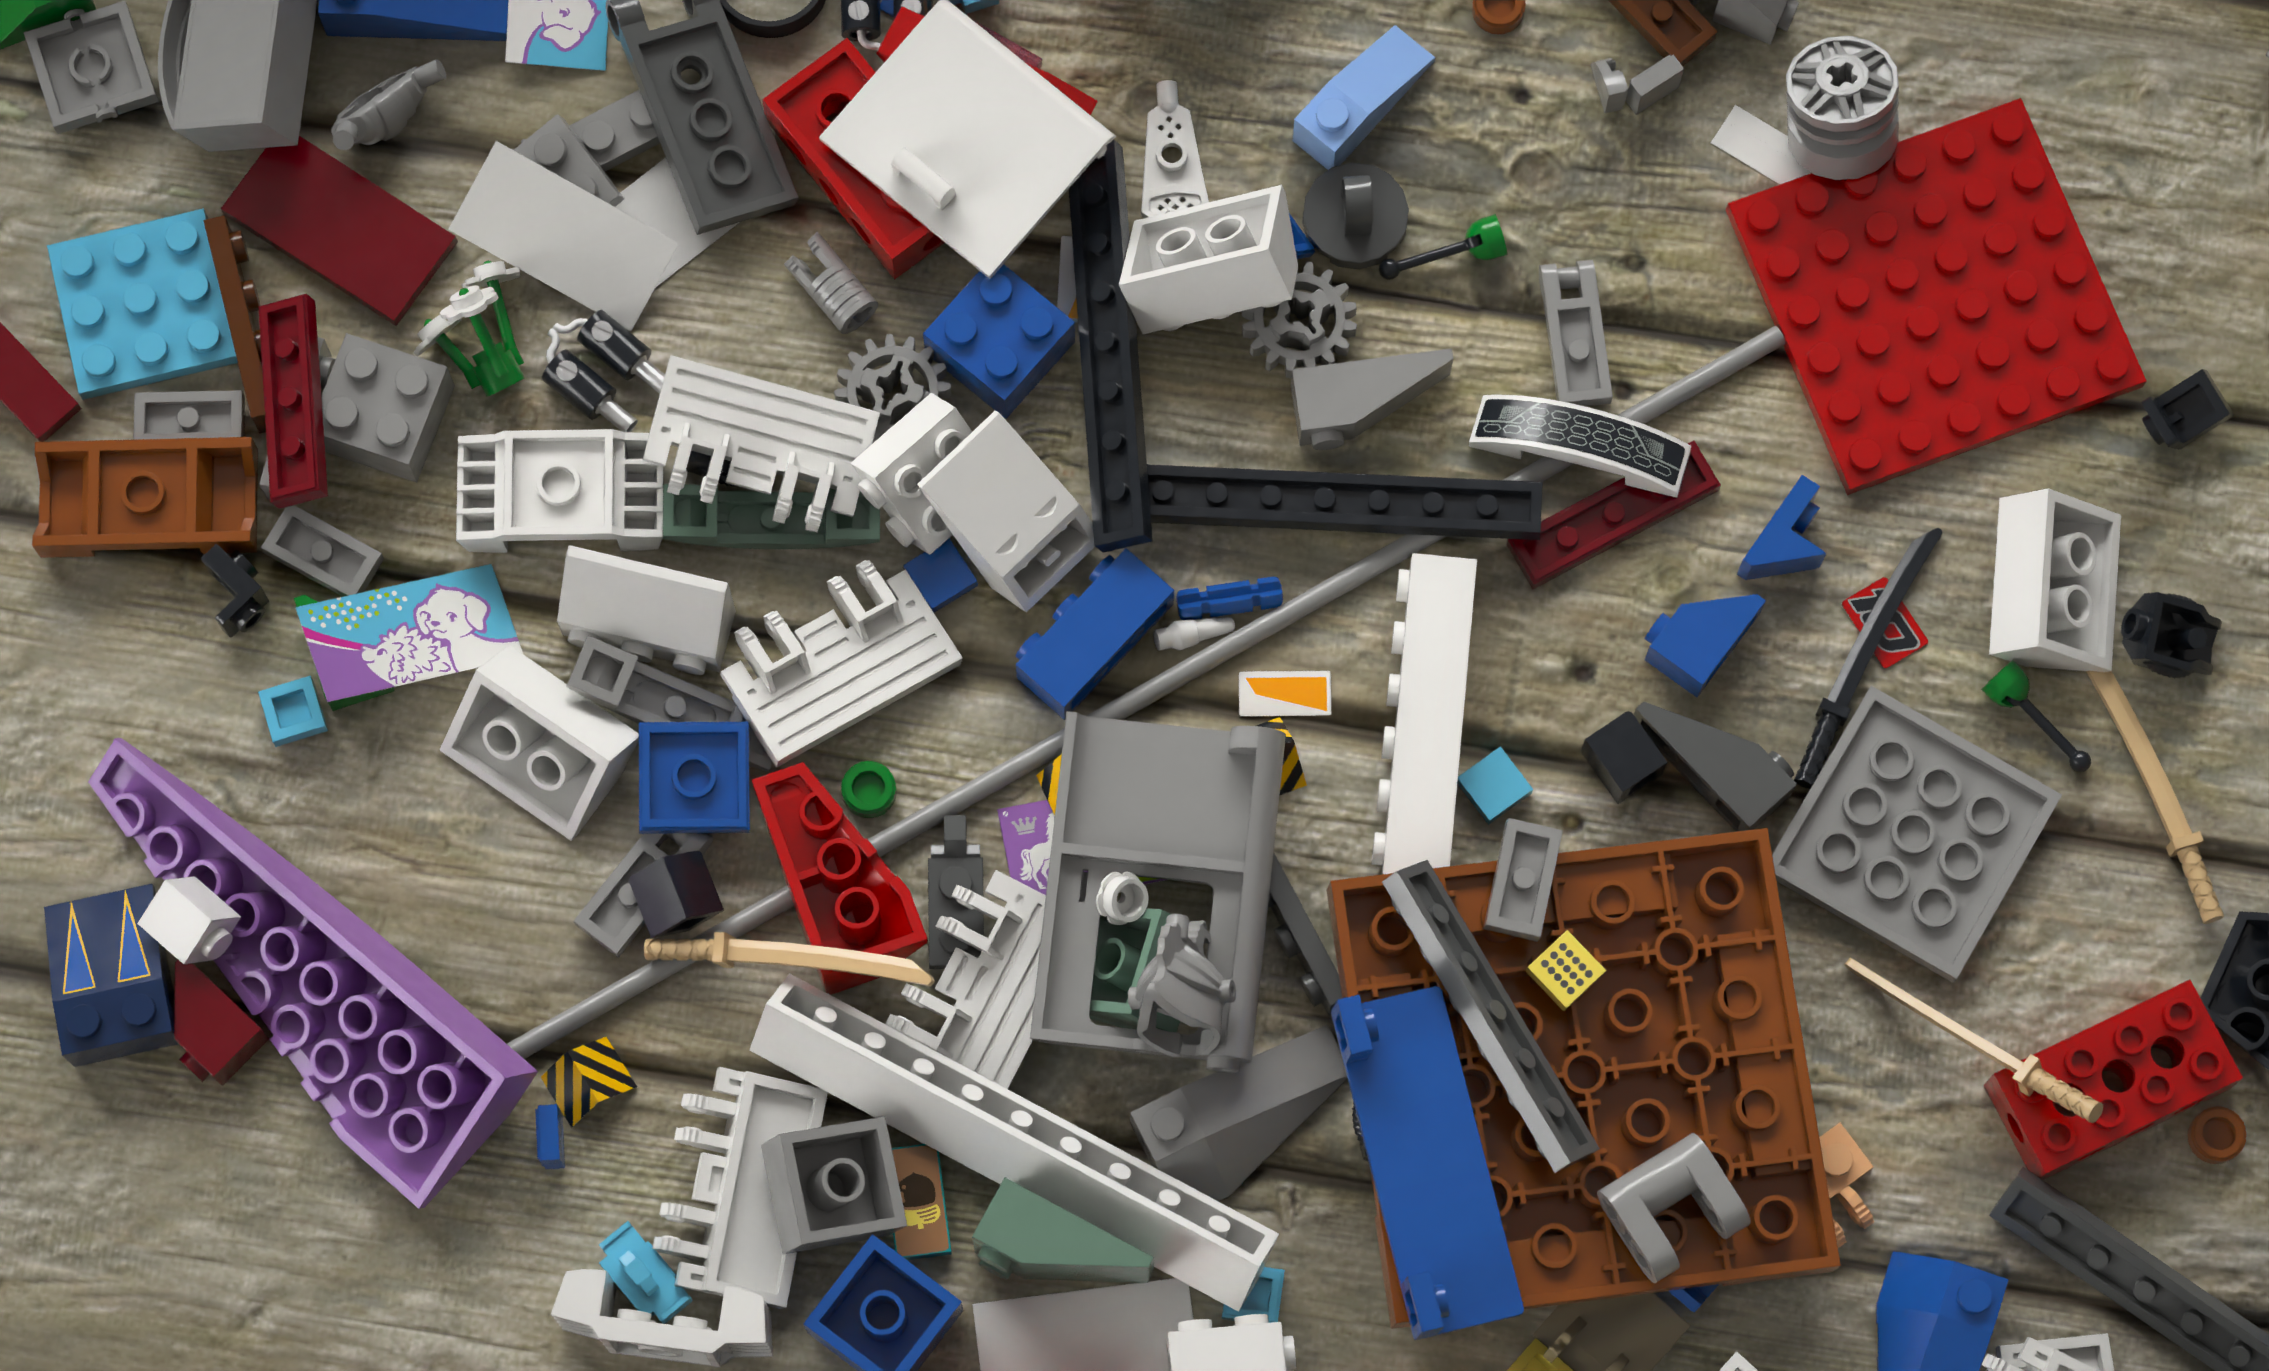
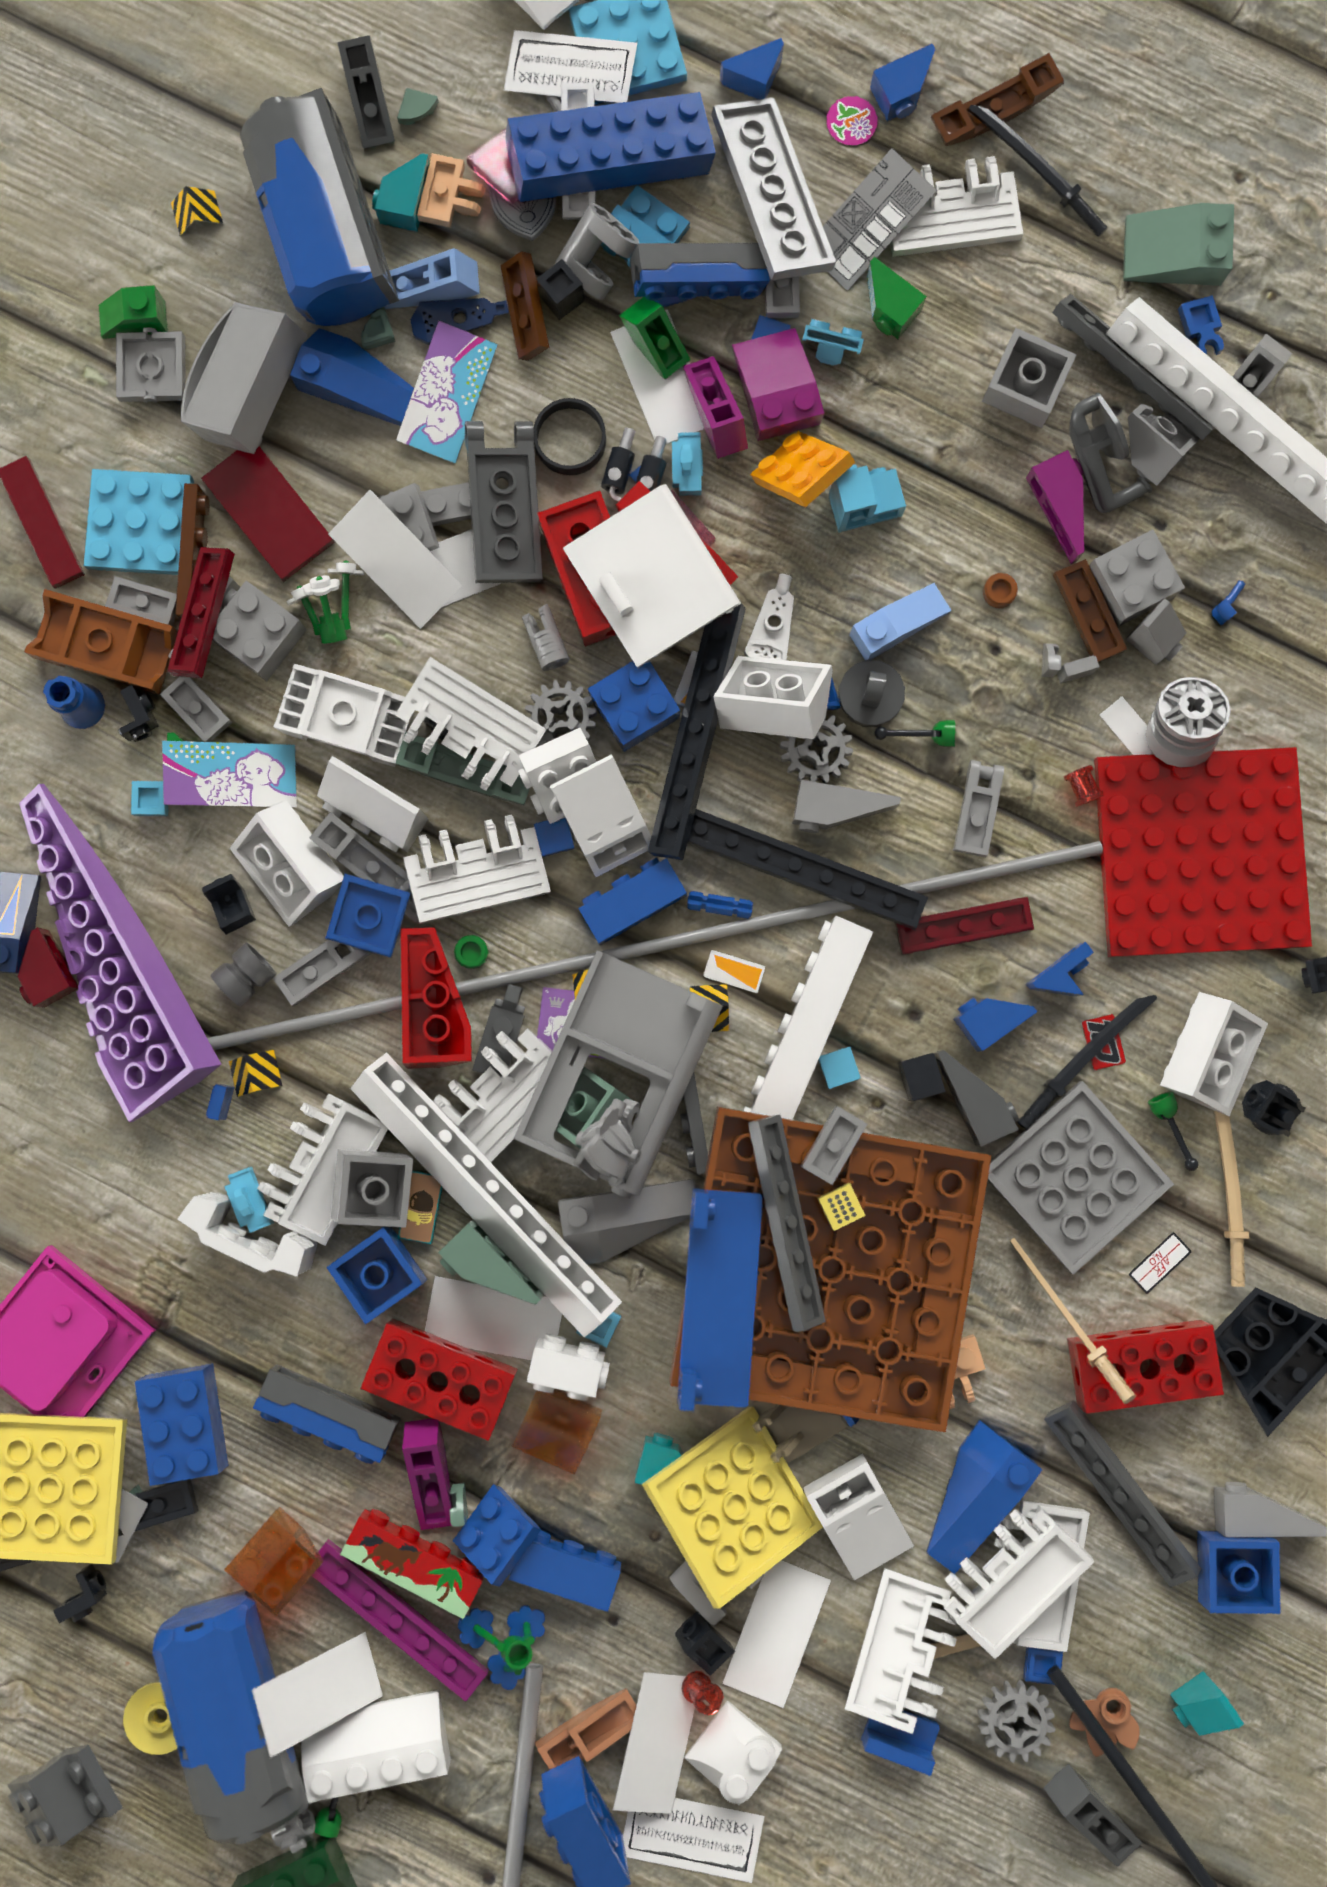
camera: 20 degrees right, 10 degrees up
(143, 610) = (76, 702): none -> blue plant
(190, 920) = (47, 908): white brick -> none
(385, 108) = (314, 447): light grey piece -> none
(469, 829) = (229, 903): none -> black bracket
(528, 925) = (241, 976): none -> flat silver wheel
(585, 387) = (380, 654): black piece -> none
(675, 894) = (336, 981): black panel -> none
(727, 949) = (354, 1027): tan sword -> none
(1132, 901) = (598, 1077): white plate -> none
(1190, 632) = (688, 917): white piece -> none
(1581, 437) = (960, 875): slope -> none
(1657, 1185) = (854, 1355): light grey connector -> none
(1722, 251) = (1083, 785): none -> clear red bush
(2085, 926) = (1160, 1262): none -> white sticker
(2217, 1135) = (1195, 1414): dark orange tile -> none

